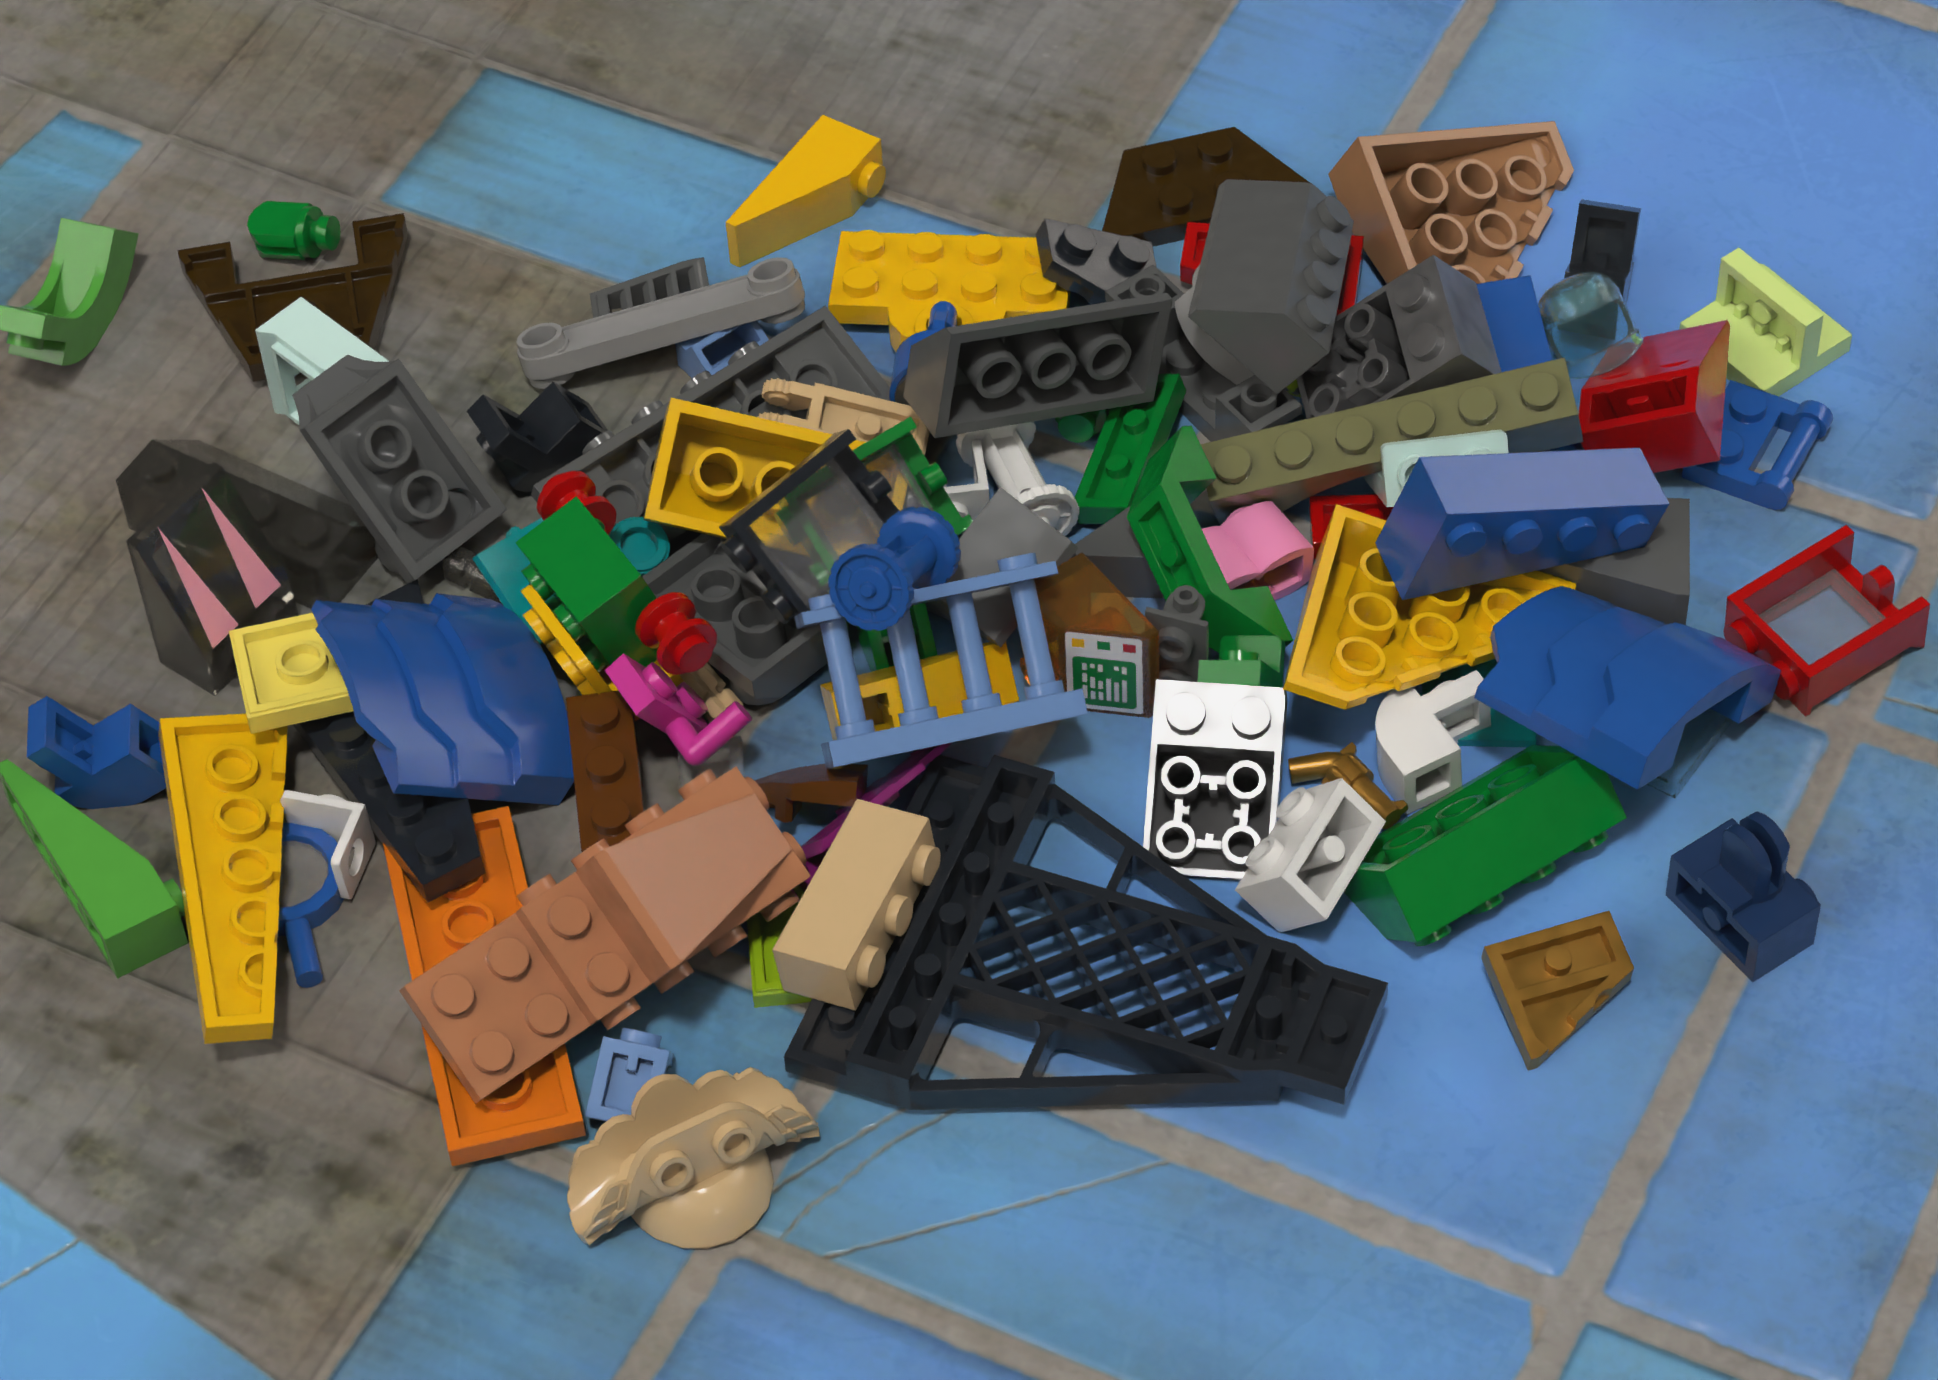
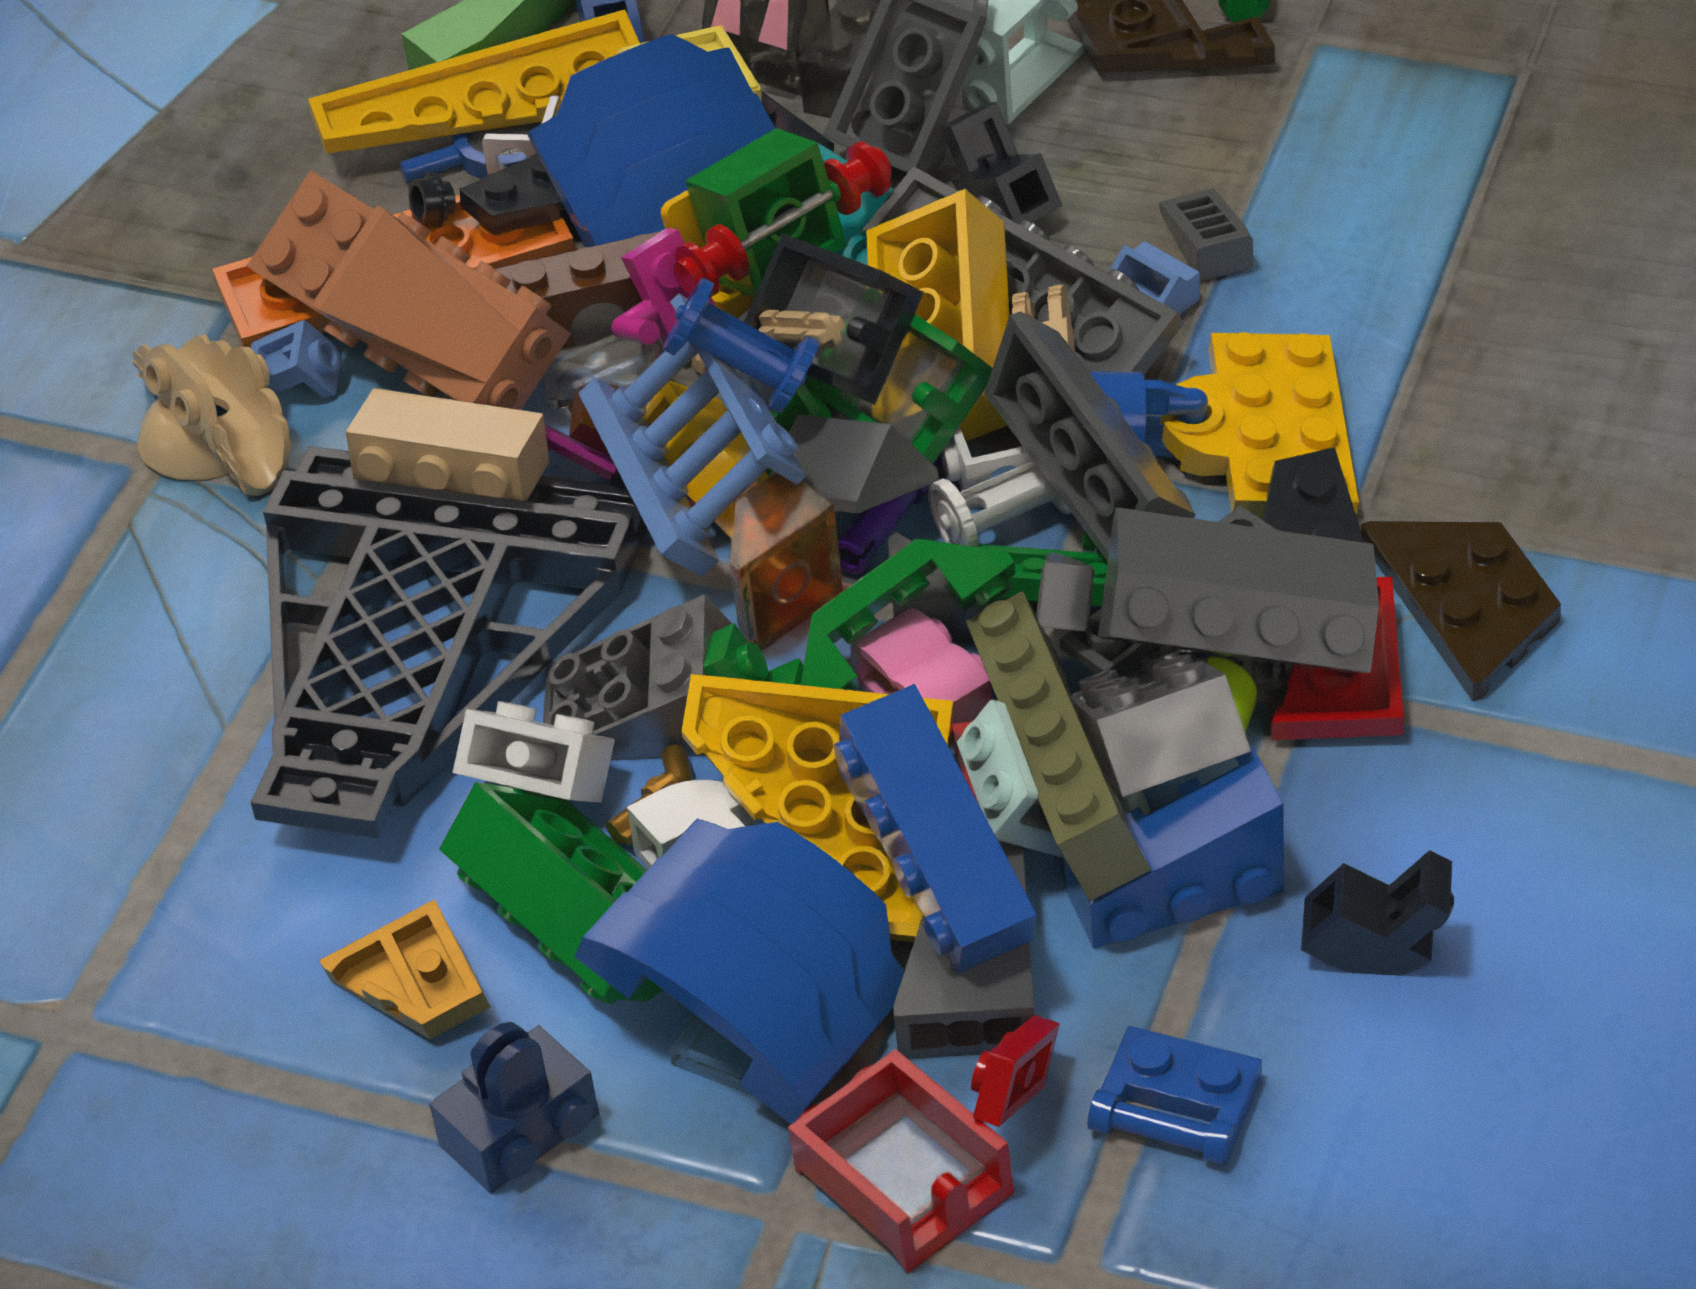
camera: 85 degrees right, 5 degrees down
(430, 929) = (431, 200): none -> black plate
(767, 293) = (1156, 225): light grey piece -> none
(808, 190) = (1376, 300): yellow slope -> none
(868, 515) = (794, 326): none -> tan axle
(1181, 634) = (777, 616): dark grey hinge -> none
(1226, 381) = (1065, 593): none -> dark grey slope
(1452, 195) = (1468, 781): medium nougat slope -> none
(1588, 324) = (1279, 886): clear light blue helmet -> none
(1662, 399) = (1194, 973): red slope -> none
(1759, 516) = (1013, 1070): none -> red plate
(1773, 328) = (1353, 1090): yellowish green bracket -> none

